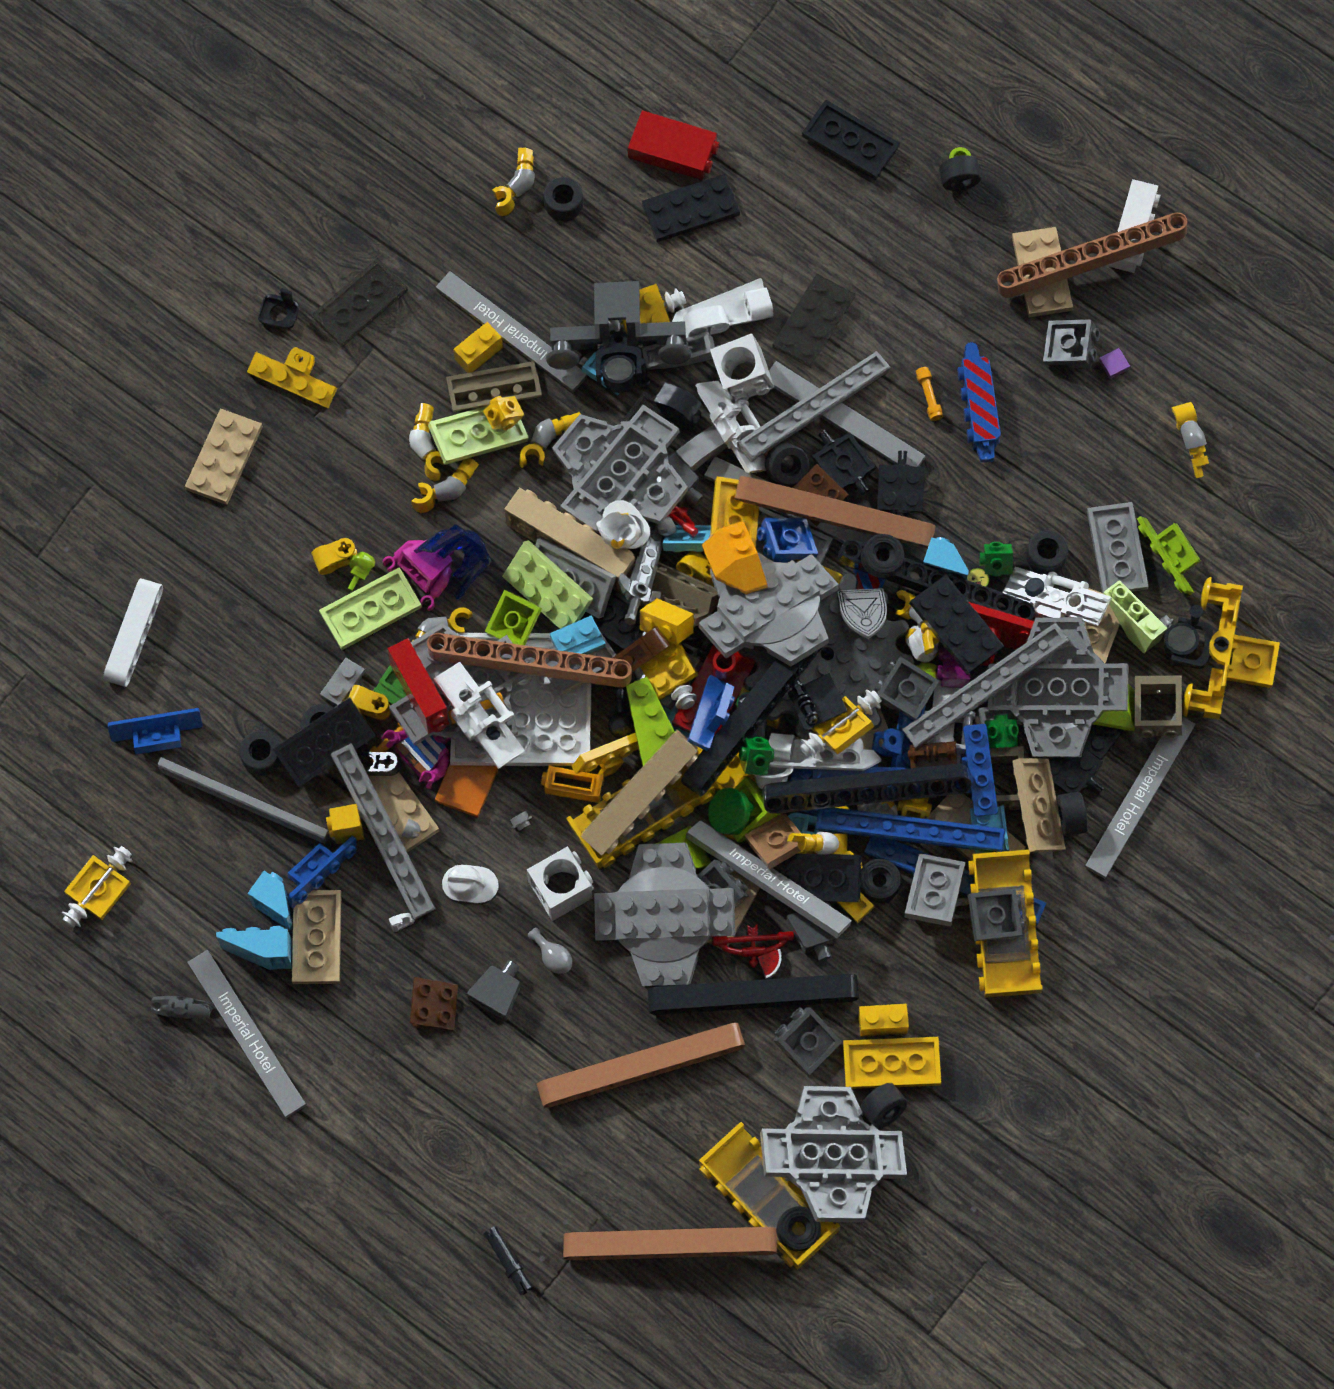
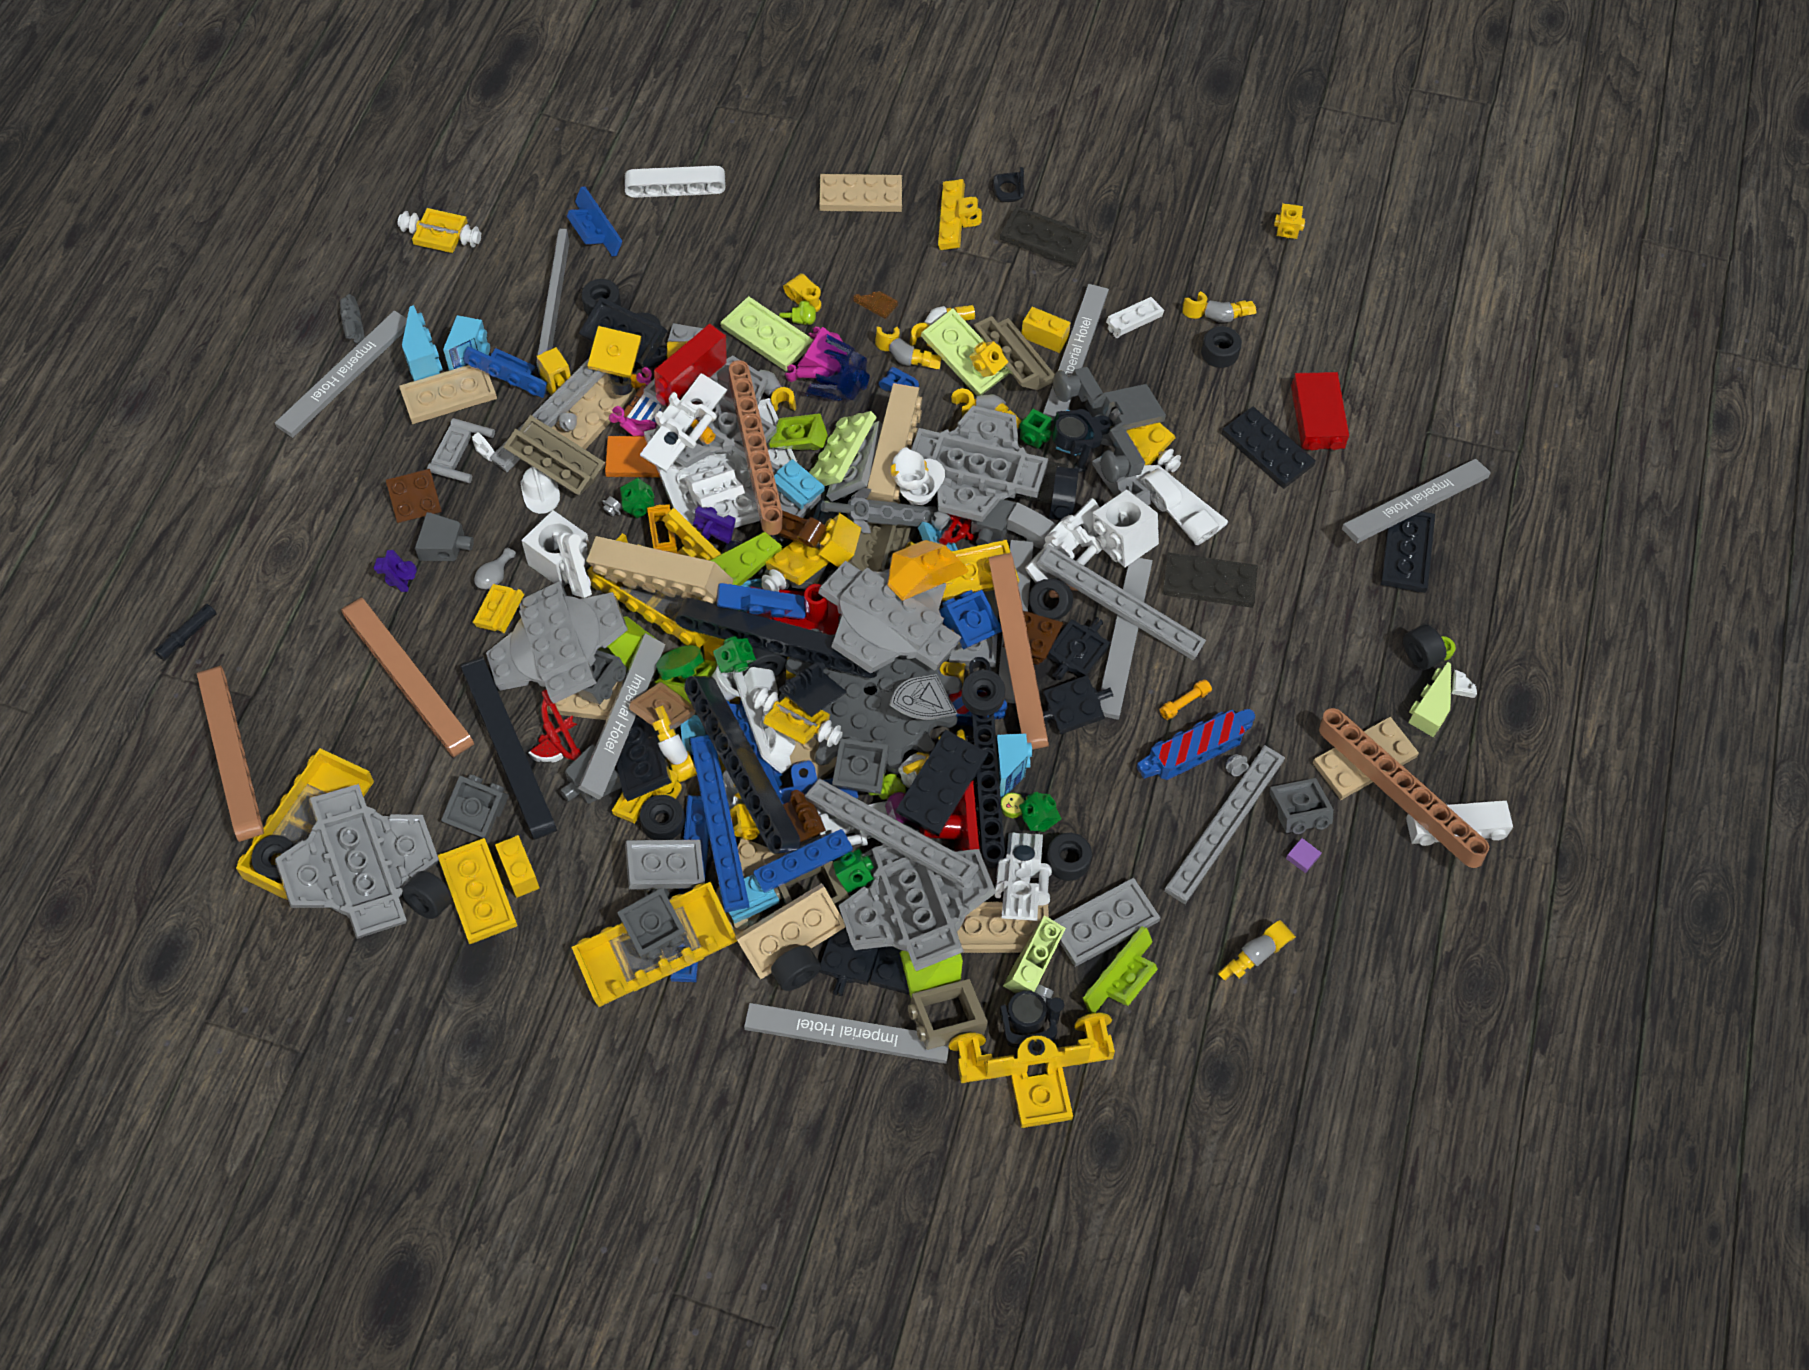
camera: 65 degrees right, 10 degrees down
(356, 755) = (614, 352): none -> yellow plate
(373, 491) = (877, 303): none -> clear orange tile
(389, 951) = (452, 448): none -> light grey plate
(442, 71) = (1289, 225): none -> yellow brick
(446, 854) = (555, 455): none -> dark tan slope
(489, 500) = (895, 374): none -> blue plate
(493, 261) = (1134, 317): none -> white hinge
(524, 1039) = (396, 570): none -> dark purple hips
(526, 793) = (637, 497): none -> green brick
(551, 715) = (714, 486): none -> white brick
(593, 402) = (1035, 428): none -> green brick
(593, 732) = (713, 524): none -> dark purple hips
(597, 868) = (574, 564): none -> white plate
(599, 959) = (498, 608): none -> yellow plate
(807, 108) = (1415, 501): none -> light grey tile
(1002, 160) = (1462, 685): none -> white tile
(1010, 379) = (1237, 765): none -> light grey plate
(1017, 192) = (1435, 705): none -> yellowish green slope
(1060, 413) = (1224, 825): none -> light grey tile

